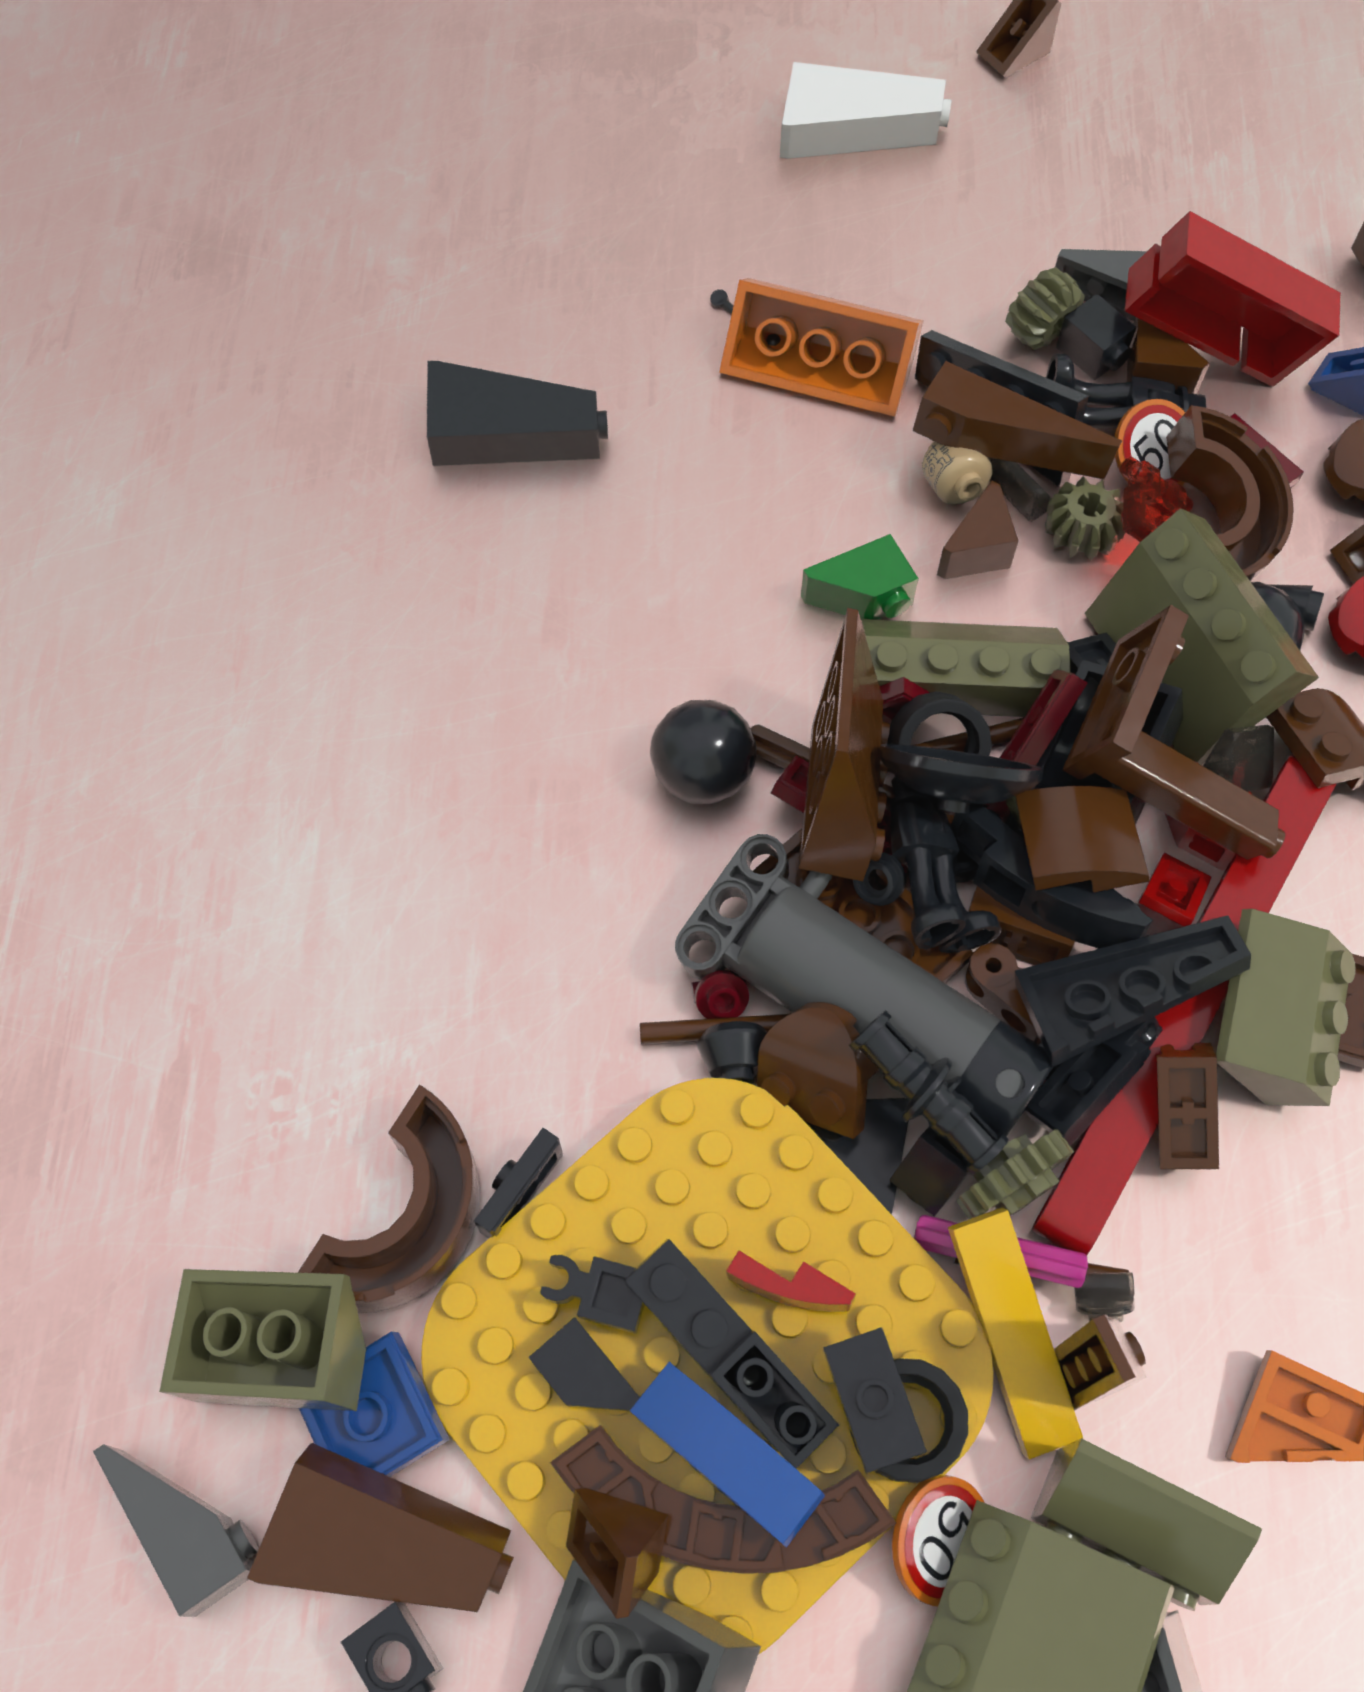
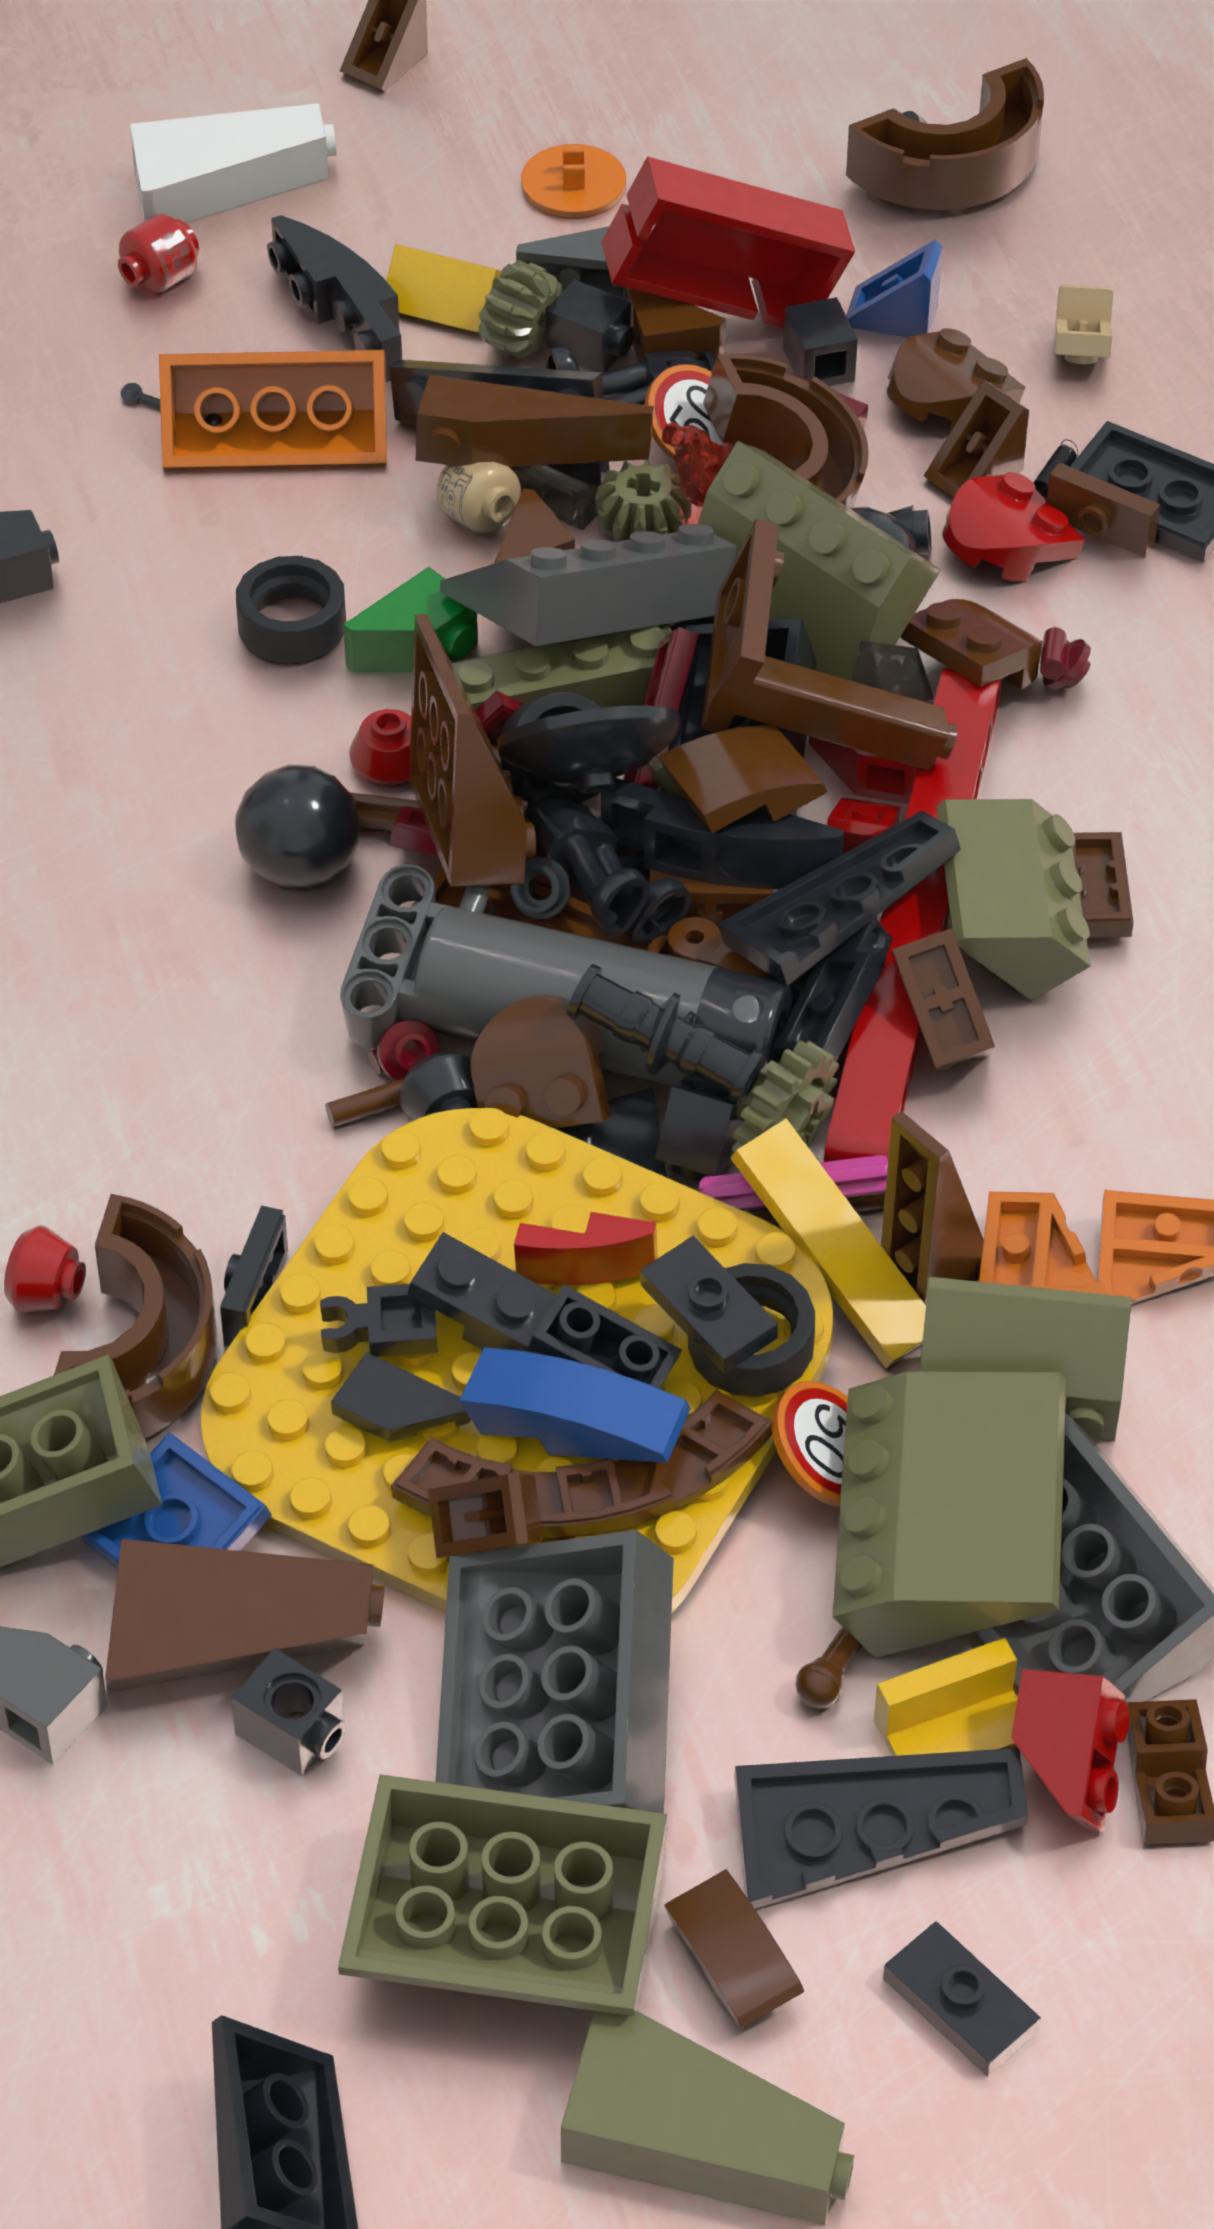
camera: 20 degrees left, 15 degrees down
(353, 1122) = (42, 1272): none -> red cone
(778, 505) = (291, 578): none -> black tyre
(779, 181) = (158, 254): none -> red head
(799, 689) = (383, 747): none -> red cone
(908, 248) = (337, 286): none -> black slope
(987, 267) = (440, 287): none -> yellow panel
(1021, 601) = (600, 586): none -> dark grey slope
(1128, 196) = (573, 180): none -> orange piece
(1188, 1395) = (1032, 1245): none -> orange wing
(1282, 403) = (820, 342): none -> black brick

